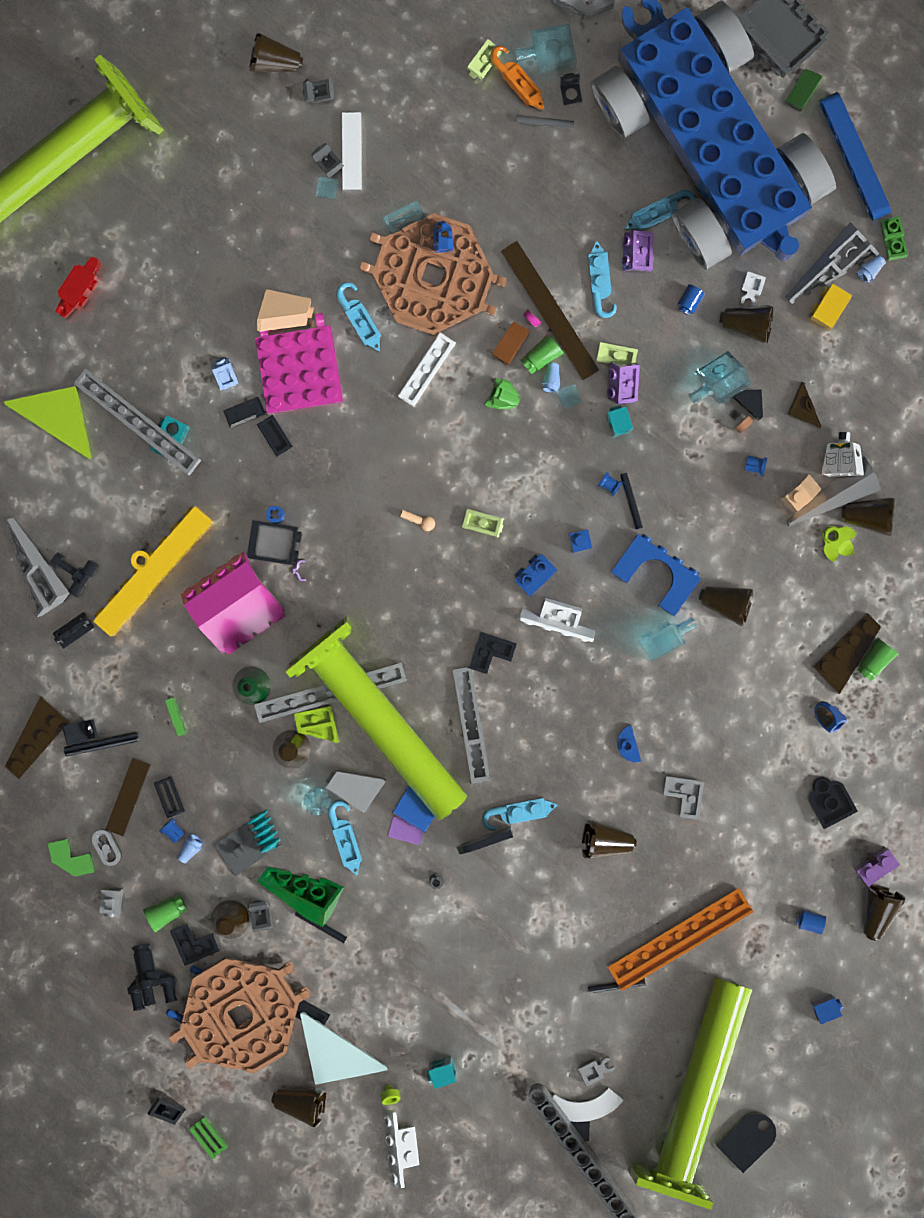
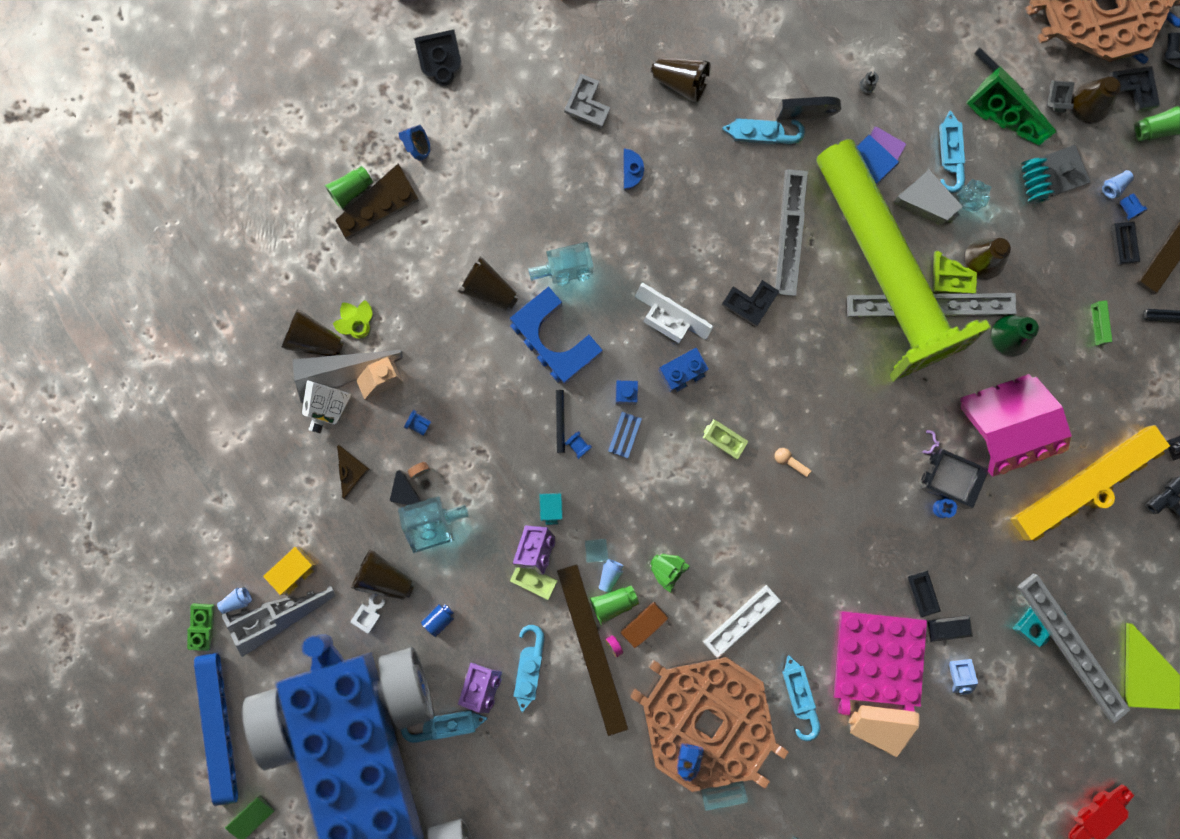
camera: 170 degrees left, 5 degrees down
(573, 488) = (630, 417): none -> medium blue tile

